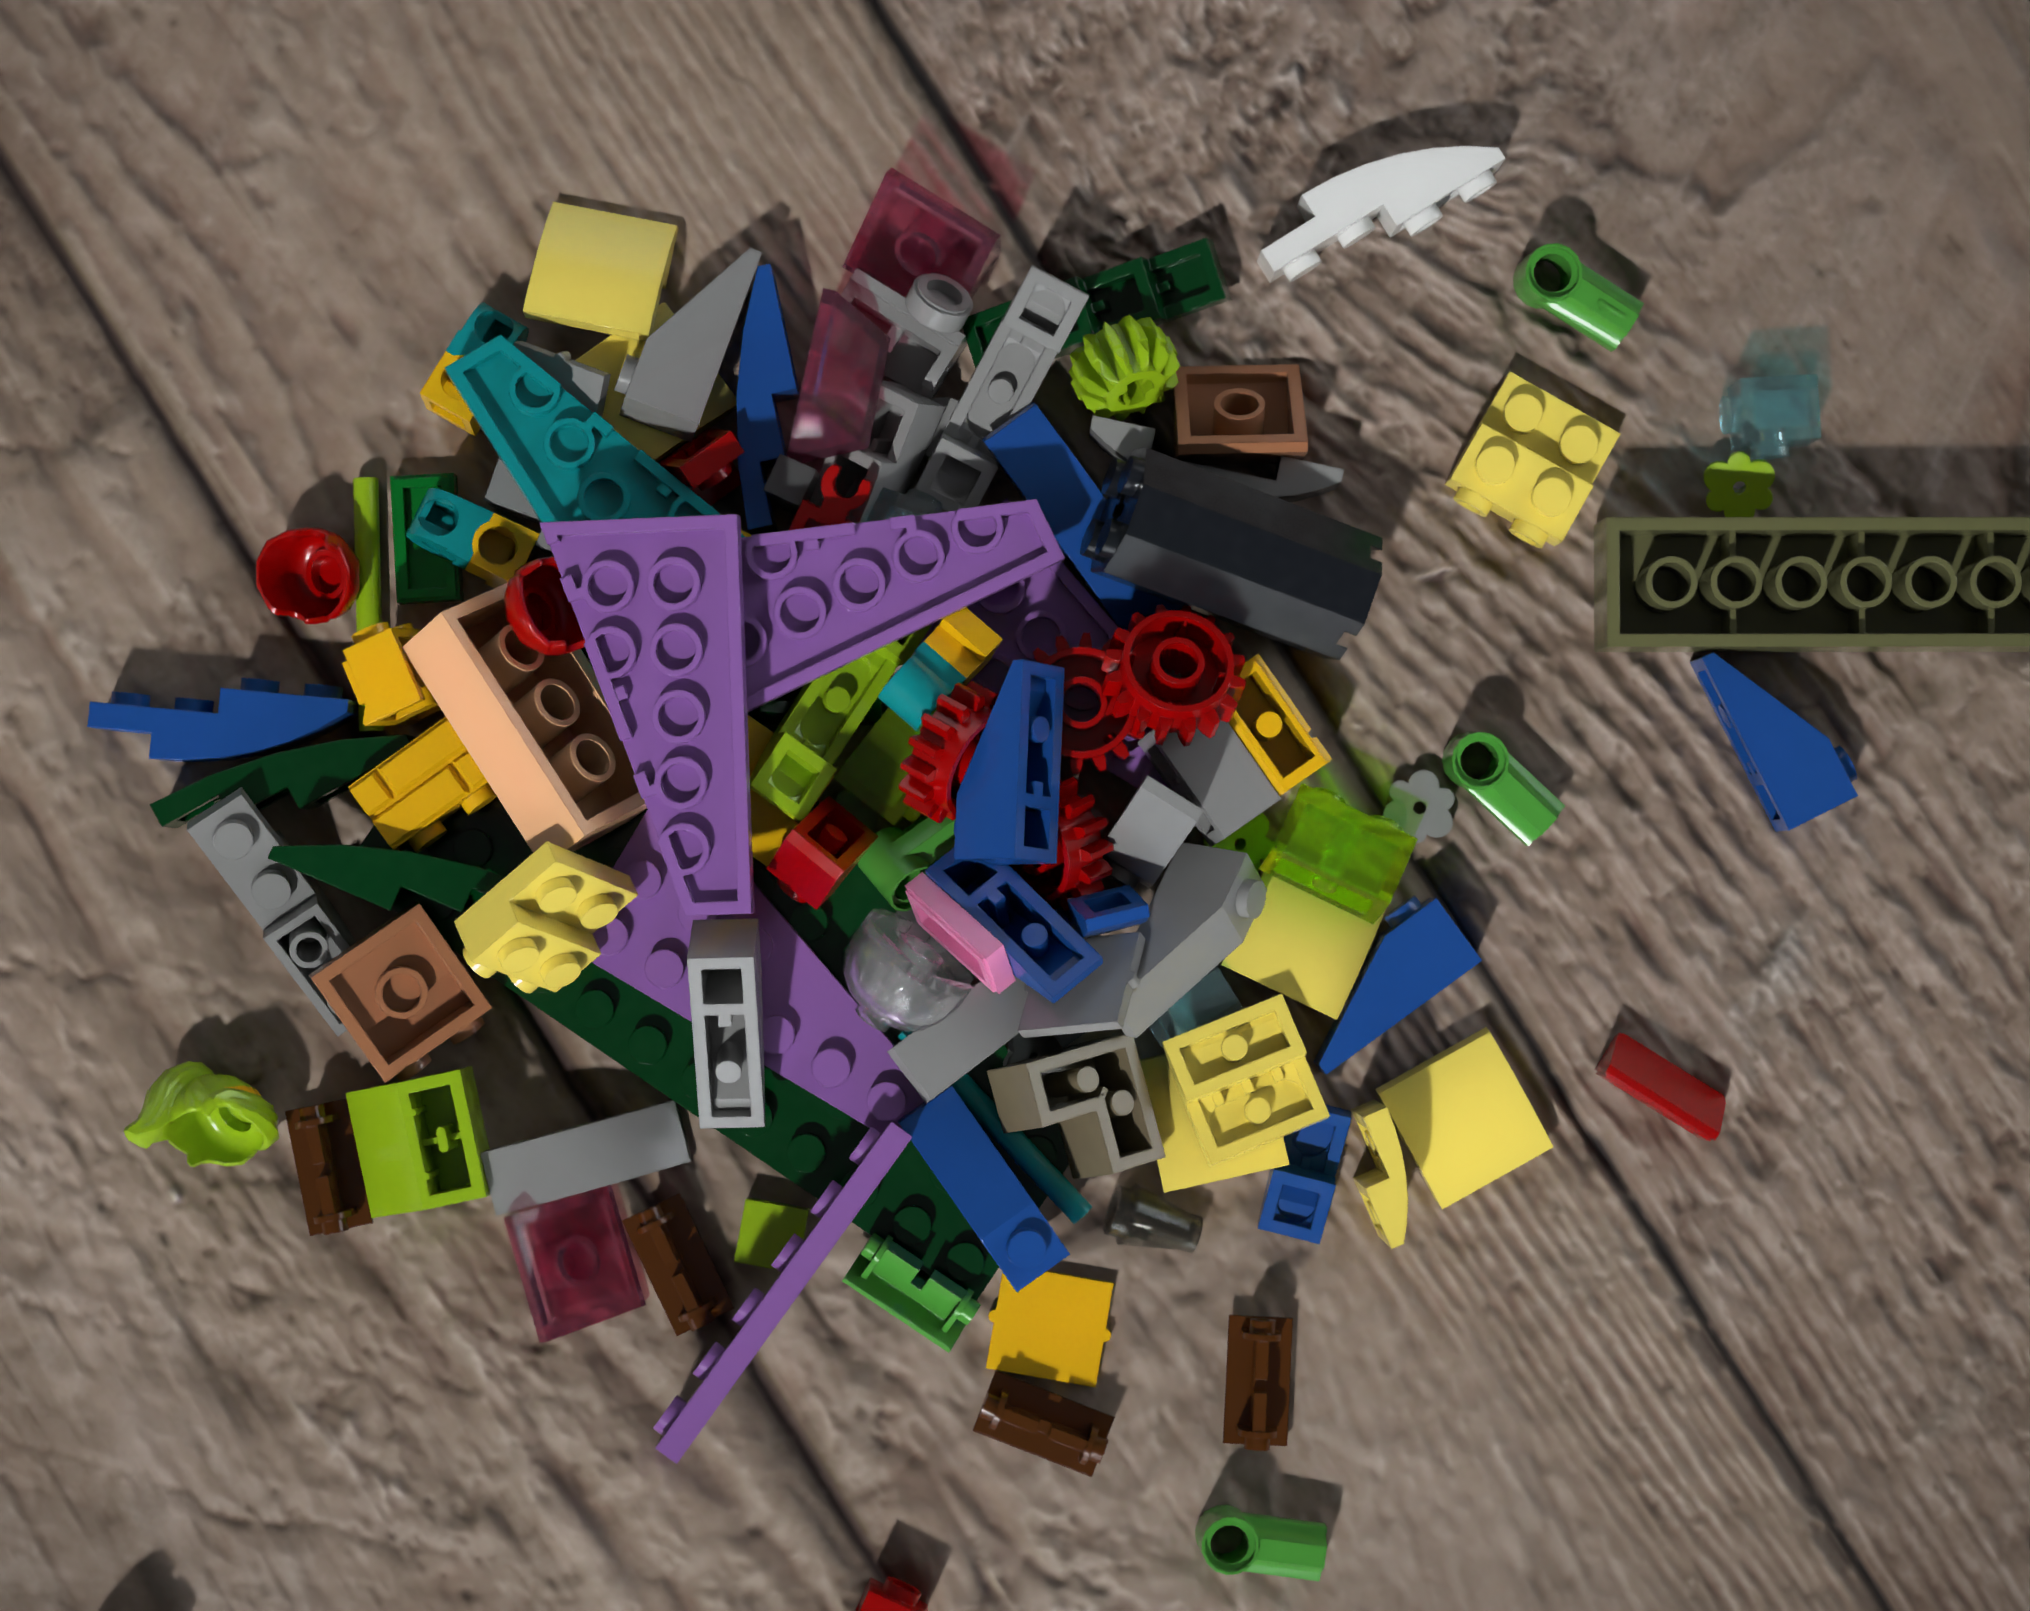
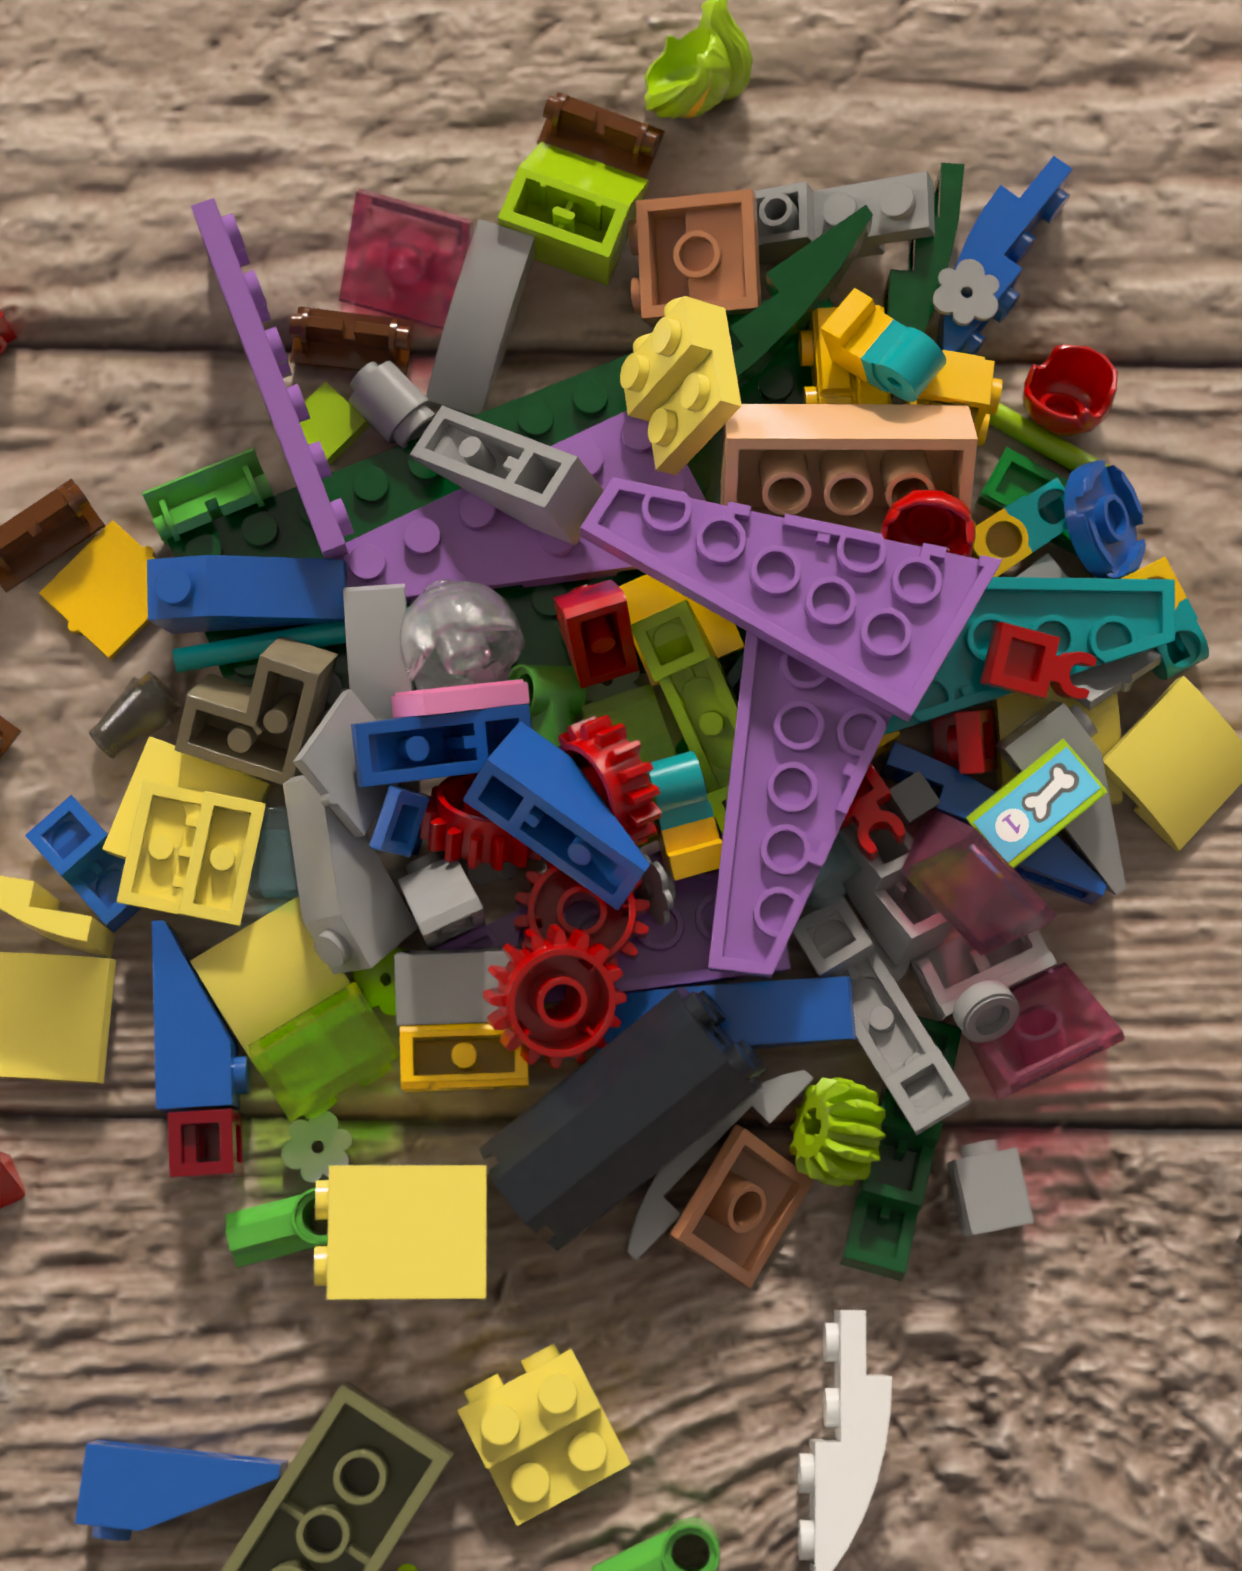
camera: 115 degrees right, 10 degrees down
(264, 726) = (971, 280): none -> light grey plant
(401, 755) = (881, 348): none -> leg
(420, 469) = (1103, 520): none -> blue tile
(607, 447) = (1027, 663): none -> red plate
(717, 1185) = (391, 403): none -> light grey brick
(733, 364) = (1037, 803): none -> slope
(1016, 647) = (659, 890): none -> light grey plant
(1087, 210) = (989, 1188): none -> light grey brick
(1451, 675) = (402, 1232): none -> light yellow slope
(1483, 898) = (205, 1144): none -> dark red brick

